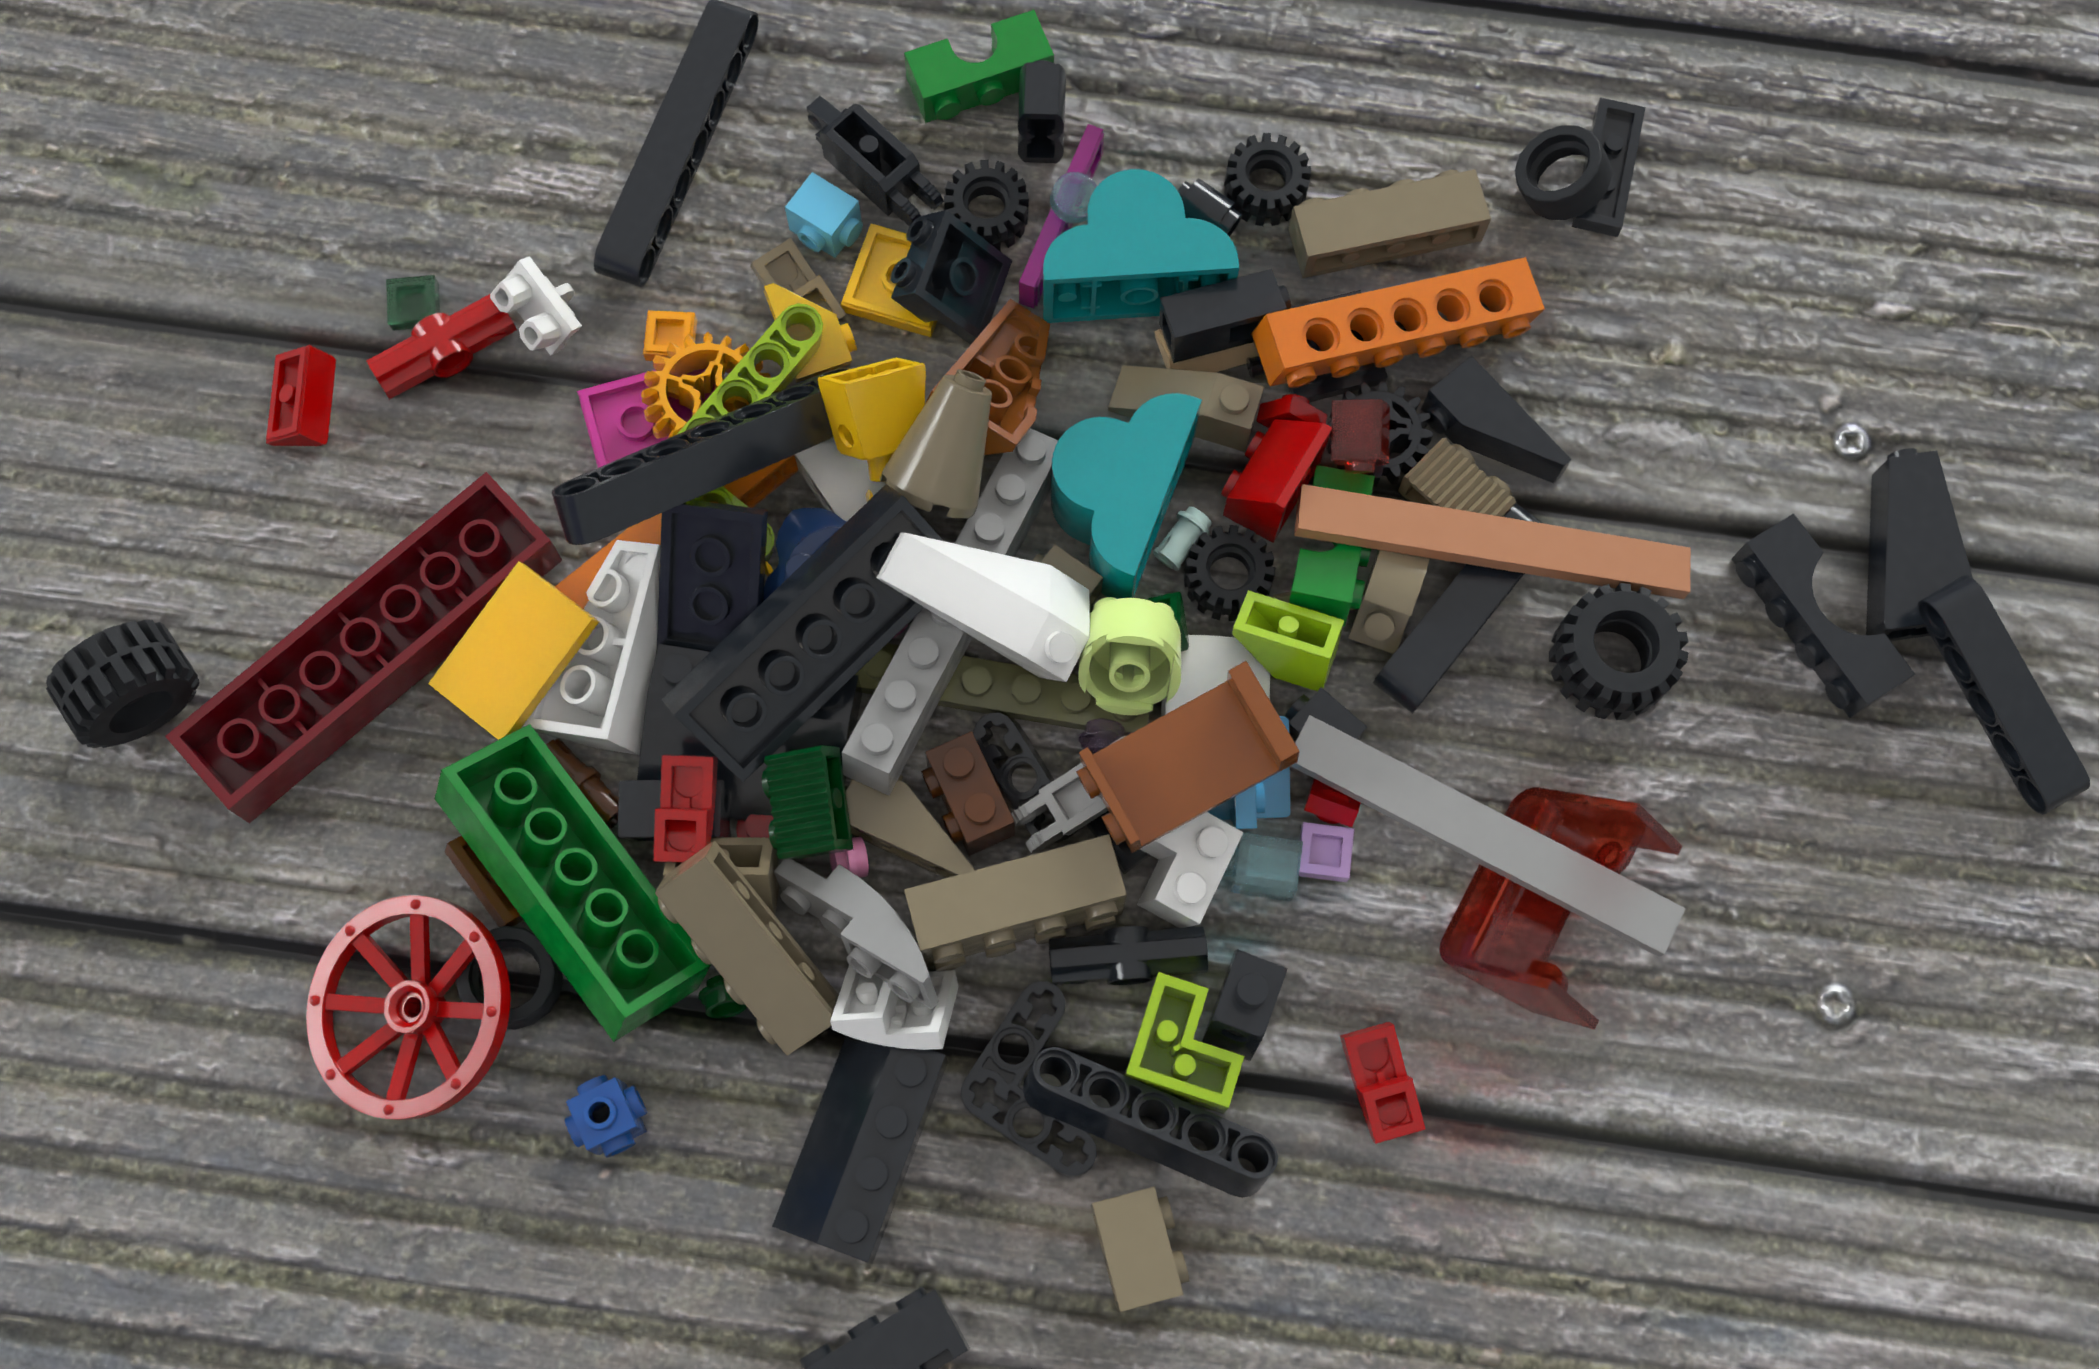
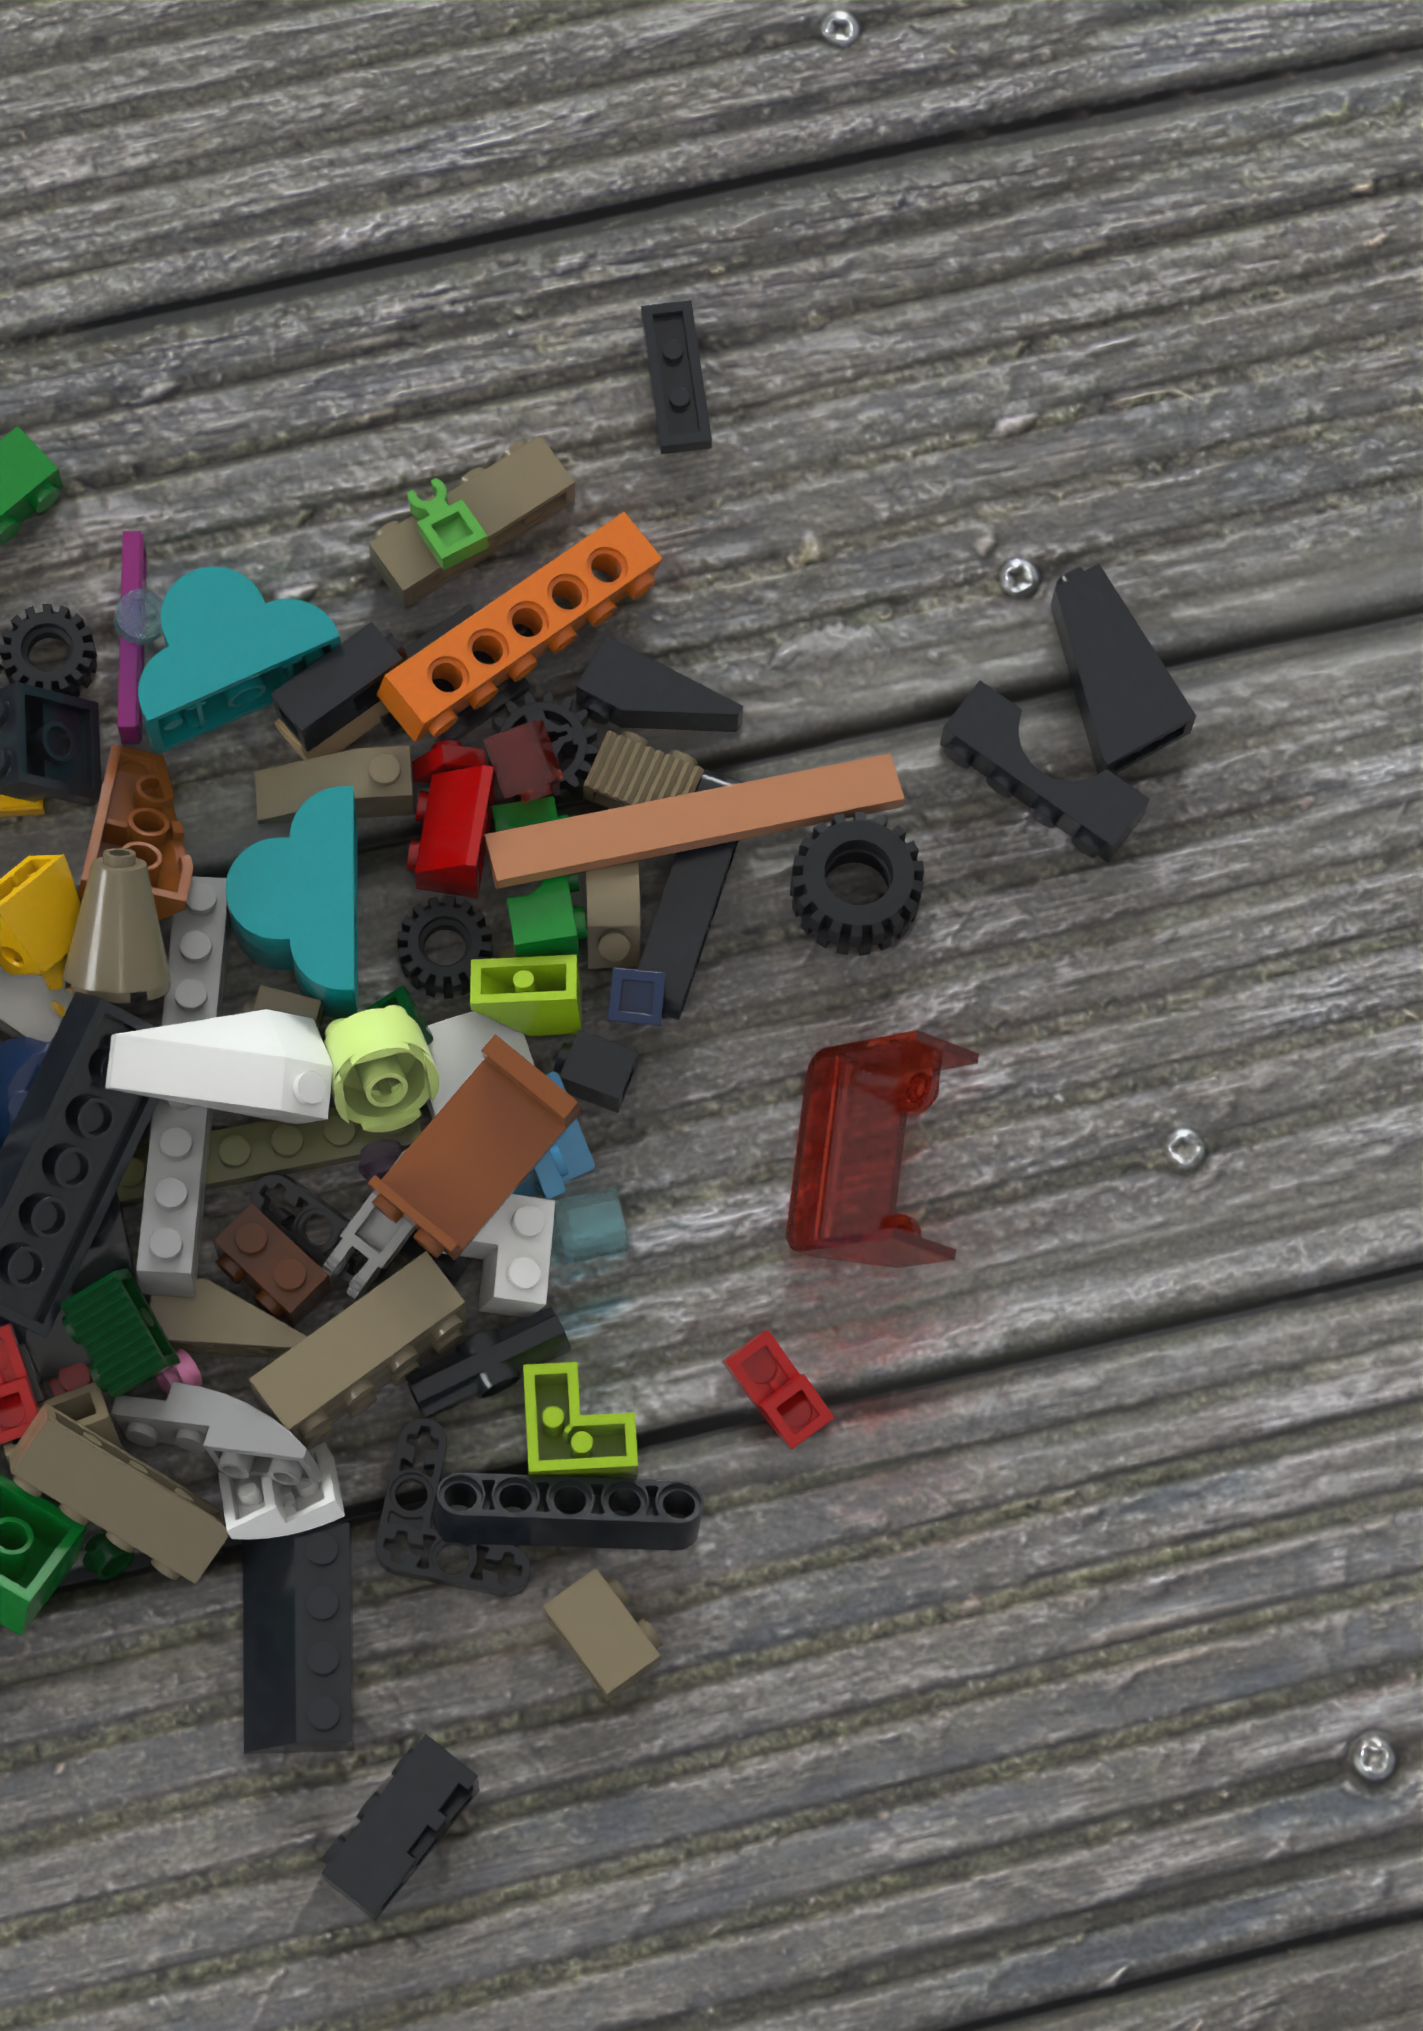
camera: 25 degrees left, 0 degrees up
(619, 1129) = (46, 1729): blue brick -> none
(1041, 112) = (69, 536): black brick -> none
(1179, 540) = (384, 928): light aqua pin -> none
(1208, 204) = (280, 574): black brick -> none
(1244, 1004) = (618, 1363): black torso -> none
(1269, 156) = (329, 490): black tyre -> none
(1326, 852) = (643, 1189): lavender plate -> none
(1331, 804) = (632, 1134): red plate -> none
(1367, 217) = (447, 530): none -> bright green plate
(1384, 678) = (636, 996): none -> dark blue panel
(1487, 837) = (787, 1114): light grey tile -> none
(1547, 149) = (605, 384): black tyre -> none
(2003, 694) = (1239, 787): black beam -> none

